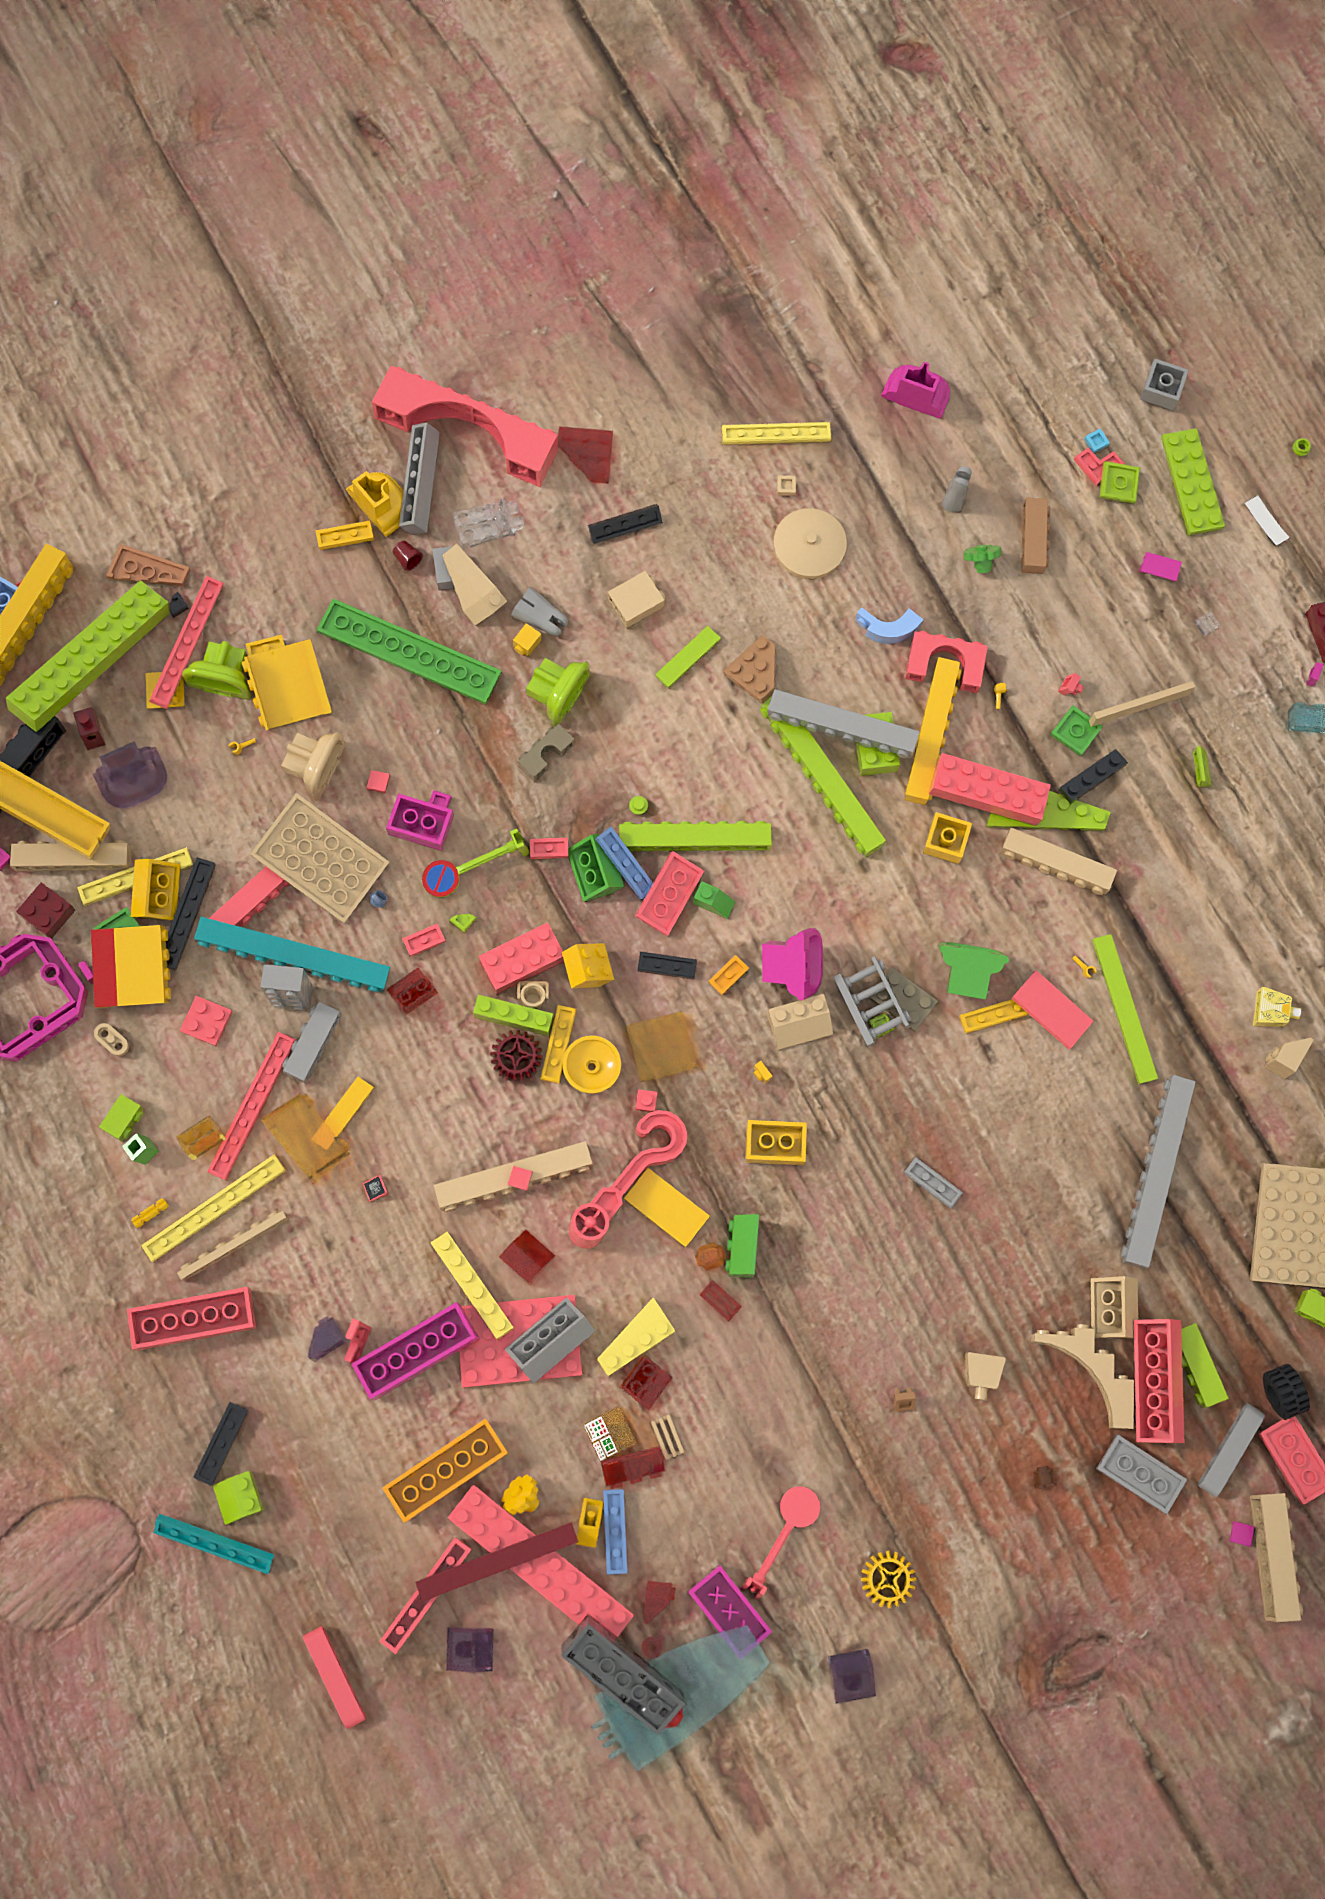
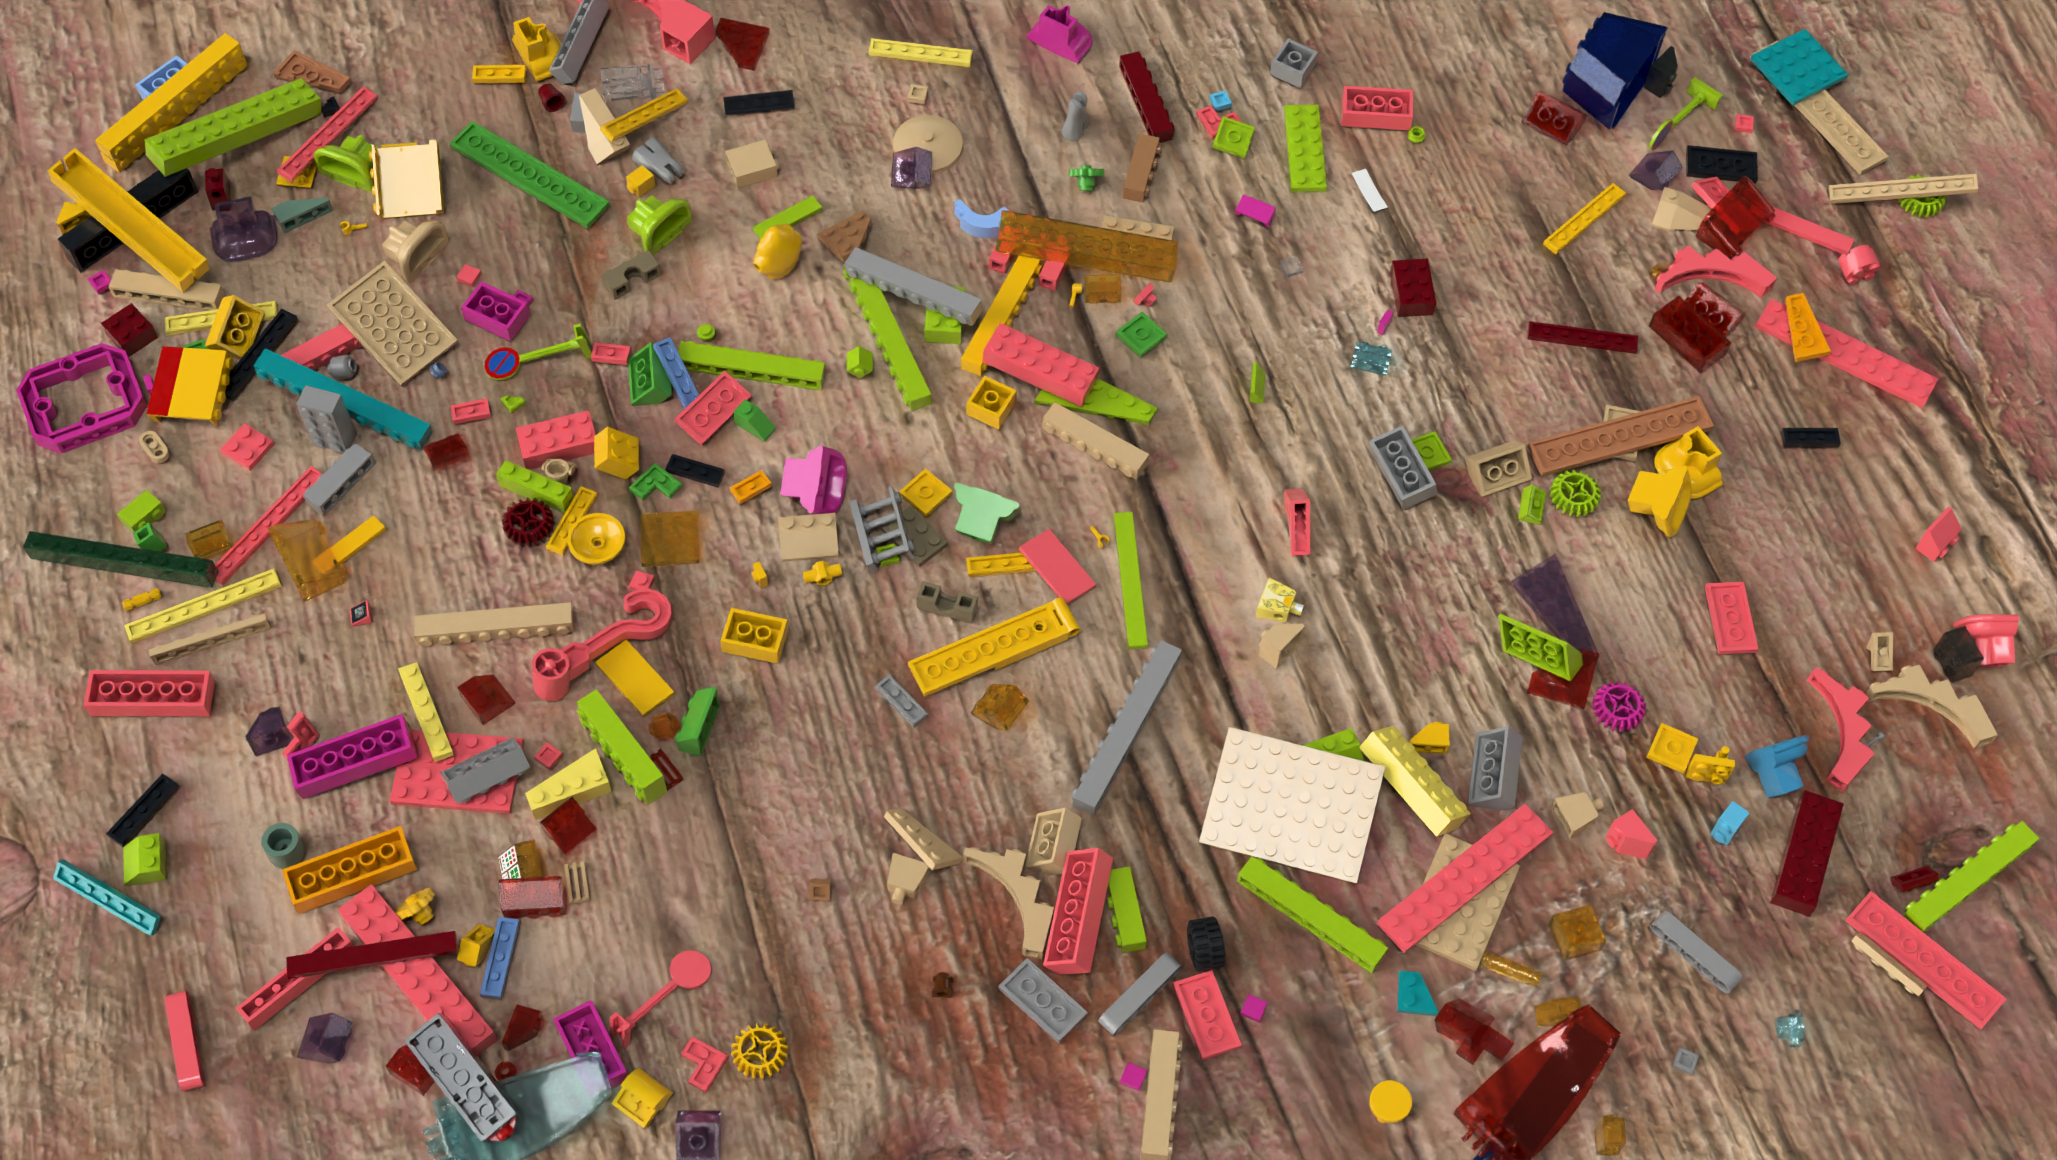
camera: 15 degrees right, 15 degrees down
(116, 1176) = (120, 559): none -> clear green brick
(179, 740) = (299, 212): none -> sand green slope
(279, 914) = (342, 367): none -> light grey head
(364, 1455) = (283, 845): none -> sand green piece
(513, 563) = (643, 115): none -> yellow tile
(520, 1178) = (497, 622): coral tile -> none
(556, 1665) = (409, 1070): none -> clear red slope
(605, 1309) = (548, 756): none -> coral plate
(629, 982) = (654, 479): none -> bright green tile
(676, 1289) = (621, 747): none -> lime brick
(694, 705) = (778, 251): none -> yellow piece
(790, 1649) = (641, 1097): none -> yellow brick
(803, 578) = (911, 168): none -> clear purple slope
(804, 815) = (859, 362): none -> lime brick
(823, 1059) = (822, 573): none -> yellow axle
(842, 1600) = (709, 1063): none -> coral tile
(903, 949) = (925, 492): none -> yellow plate
(959, 1072) = (934, 600): none -> dark tan arch
(992, 1332) = (923, 841): none -> tan wing
(1003, 642) = (1086, 246): none -> clear yellow brick
(1011, 1110) = (995, 646): none -> yellow hinge
(1021, 450) = (1146, 96): none -> dark red brick
(1026, 685) = (1102, 288): none -> clear yellow brick
(1031, 1172) = (1000, 706): none -> clear yellow slope
(1045, 608) = (1138, 227): none -> tan plate
(1093, 776) = (1147, 374): black plate -> none
(1141, 703) = (1208, 319): tan tile -> none
(1258, 424) = (1377, 108): none -> coral brick
(1278, 914) = (1298, 515): none -> coral arch

